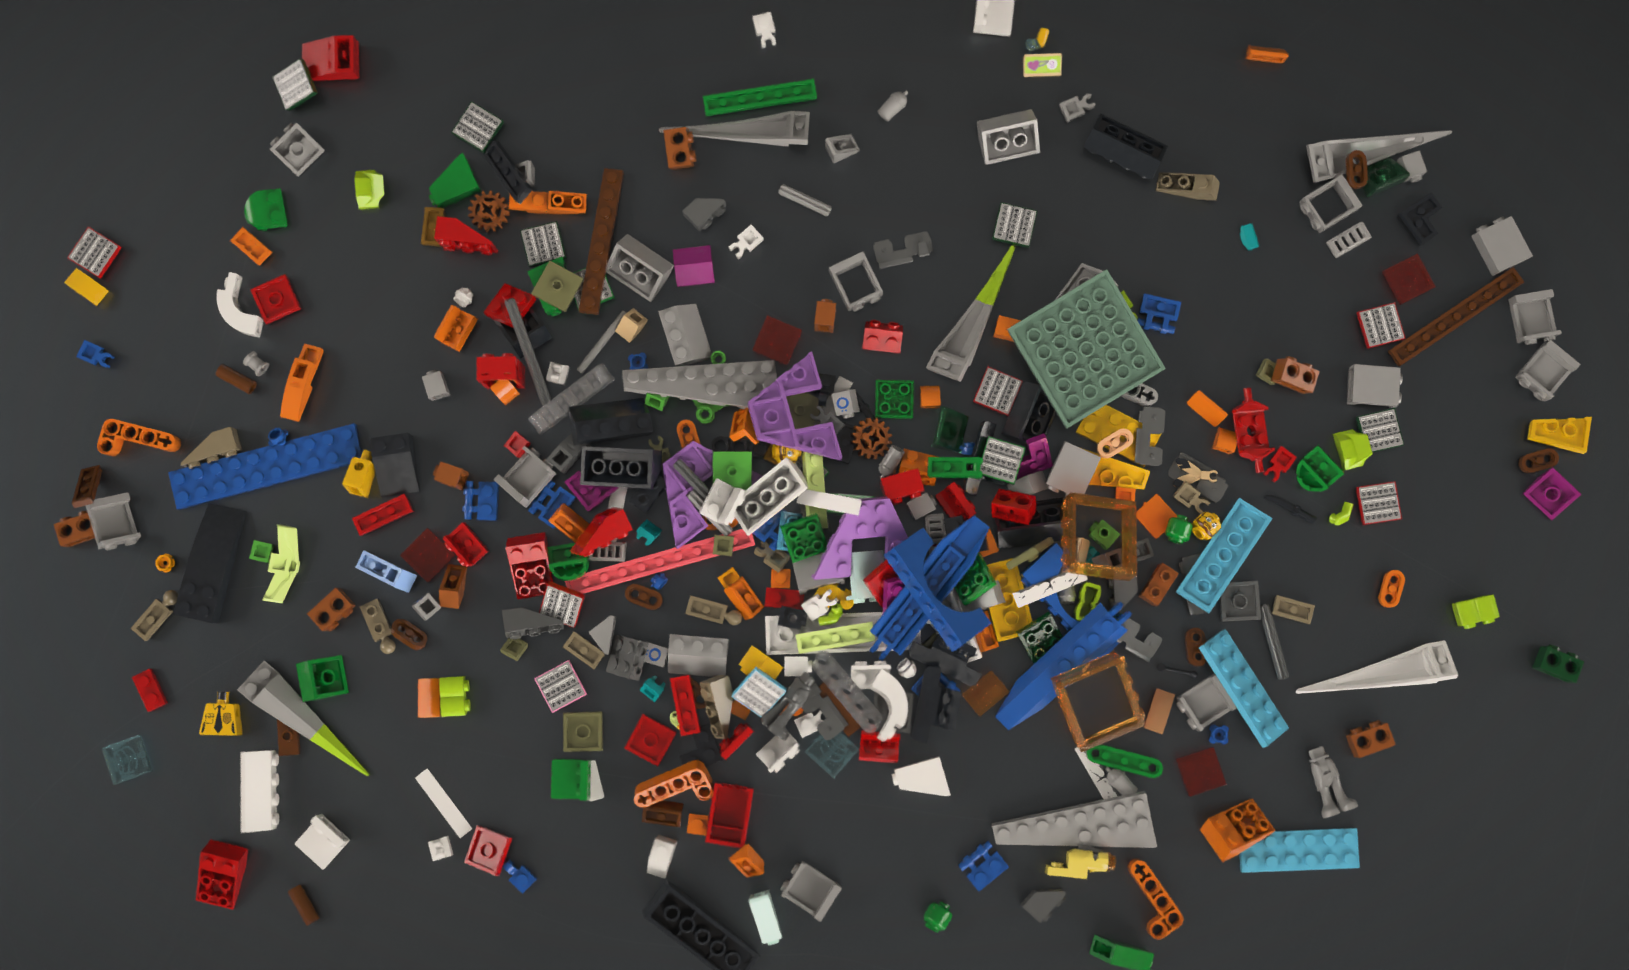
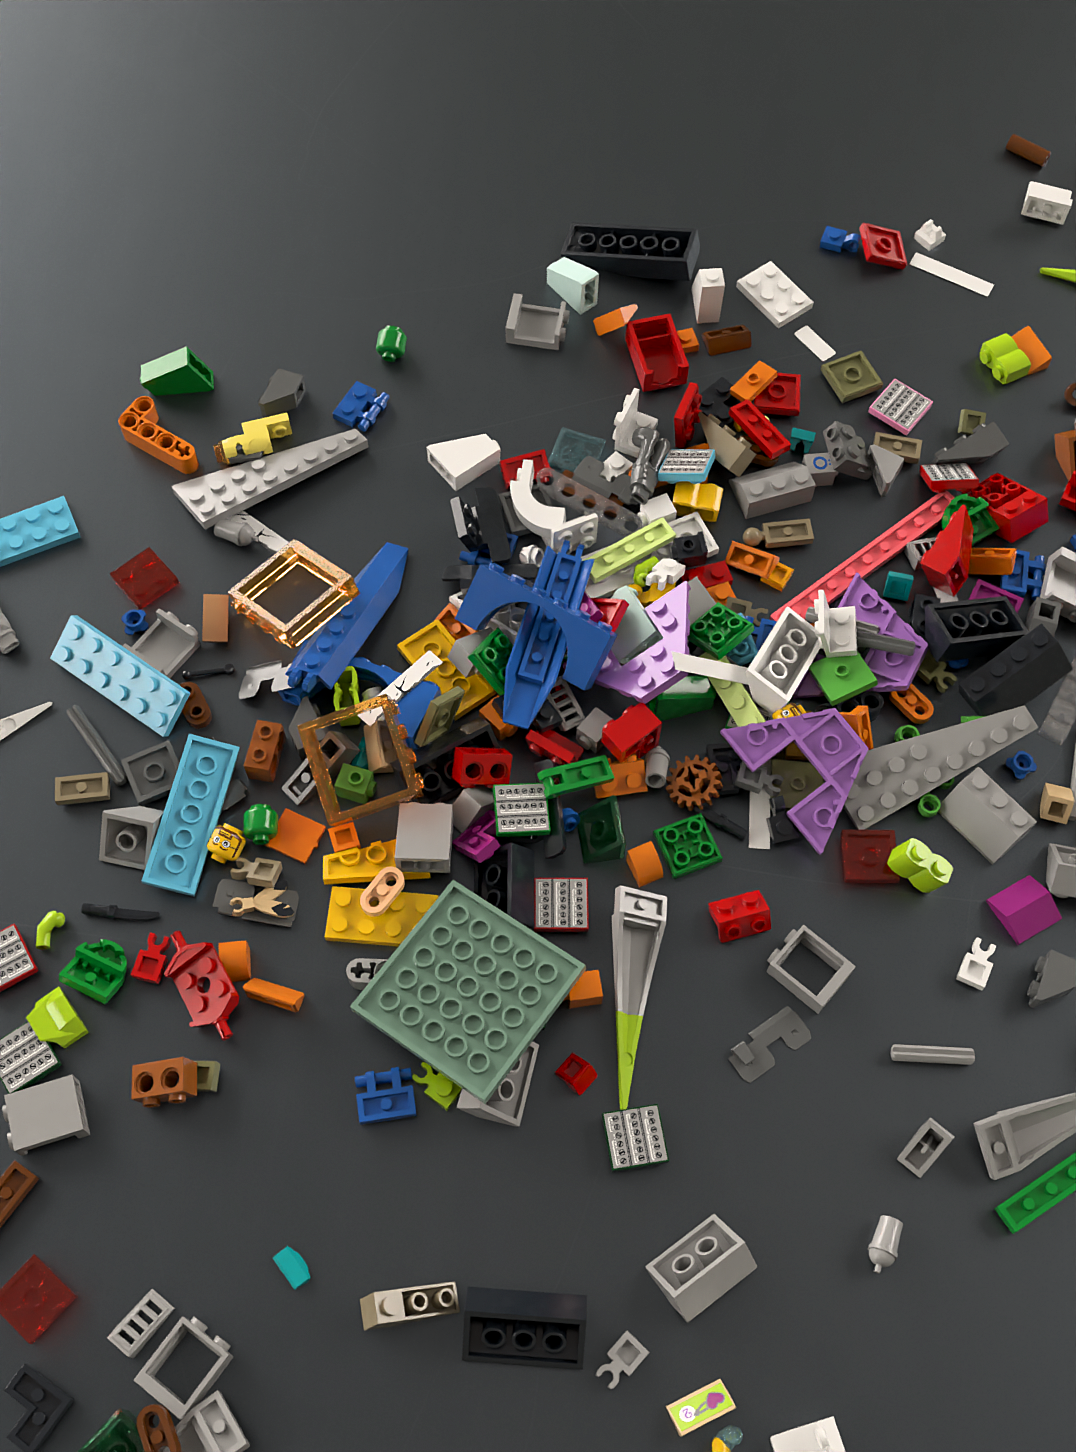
camera: 155 degrees right, 20 degrees down
(571, 779) = (836, 332): green bracket -> none
(601, 841) = (774, 294): none -> white plate
(644, 596) = (863, 520): reddish brown plate -> none
(648, 793) = (729, 361): orange beam -> none
(659, 581) = (856, 542): blue plate -> none
(667, 753) = (753, 382): none -> orange plate
(723, 545) = (805, 594): olive plate -> none
(751, 315) = (920, 866): none -> lime brick
(825, 316) = (827, 901): dark orange brick -> none
(845, 403) = (746, 810): light grey brick -> none
(985, 693) = (428, 567): clear orange plate -> none
(1033, 280) = (576, 1073): none -> red slope
(1039, 636) = (388, 641): dark green tile -> none
(1125, 761) = (235, 555): green plate -> none
(1153, 423) = (340, 942): dark grey piece -> none
(1236, 829) = (81, 529): orange slope -> none
(1268, 557) = (129, 835): none -> light grey slope
(1380, 325) = (58, 1209): light grey tile -> none

